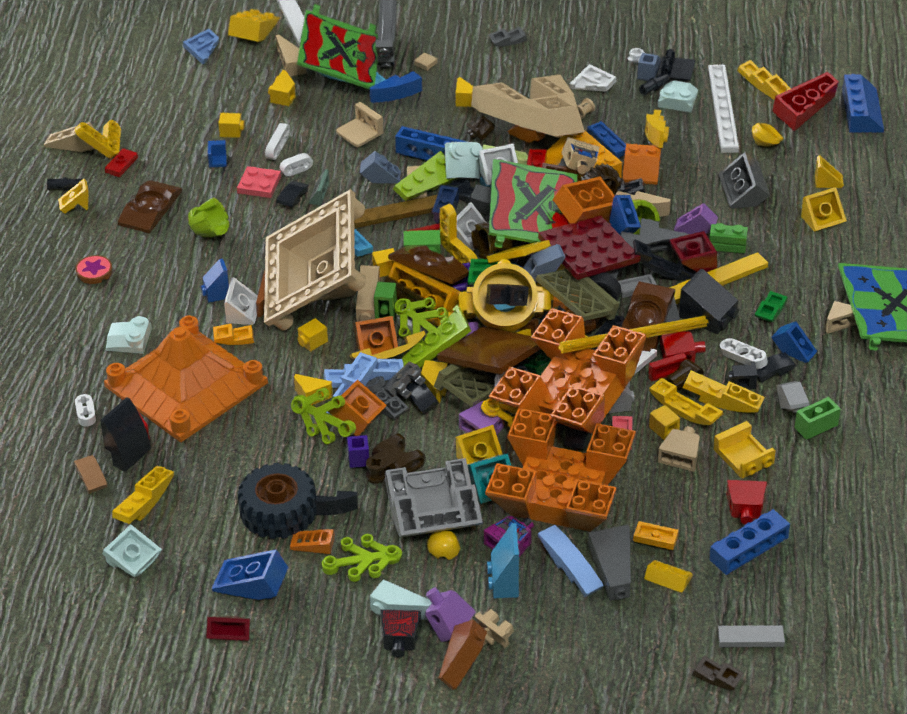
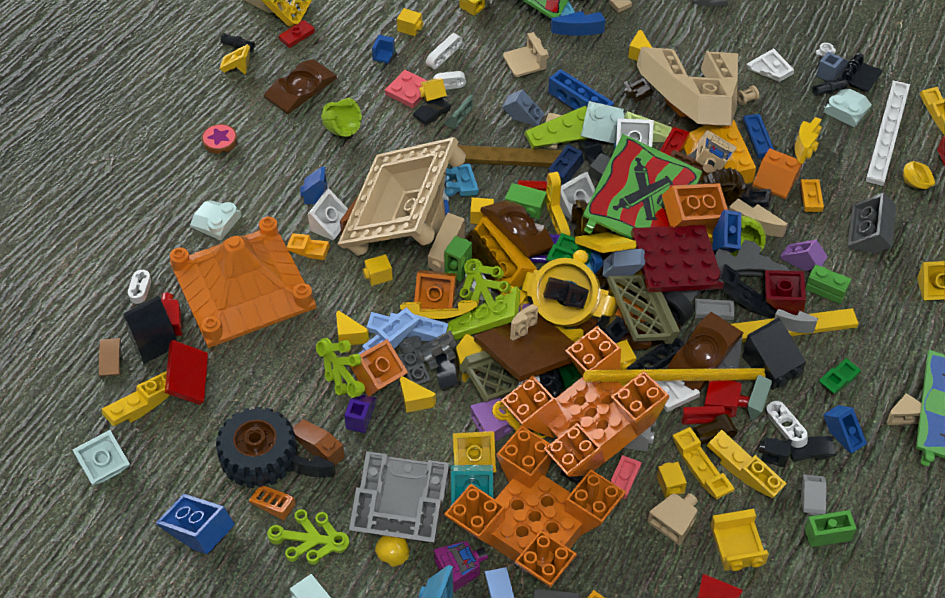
camera: 20 degrees right, 10 degrees up
(175, 463) = (186, 372): none -> red tile
(228, 628) = (149, 572): dark red slope -> none
(286, 174) = (432, 89): none -> yellow brick
(333, 480) = (319, 442): none -> dark orange slope
(389, 456) = (385, 434): dark brown piece -> none
(402, 422) = (415, 396): none -> yellow slope
(478, 330) = (522, 321): none -> tan slope
(680, 174) = (811, 195): none -> light orange plate
(710, 339) = (758, 396): none -> sand green slope
(721, 272) = (801, 323): none -> light grey slope

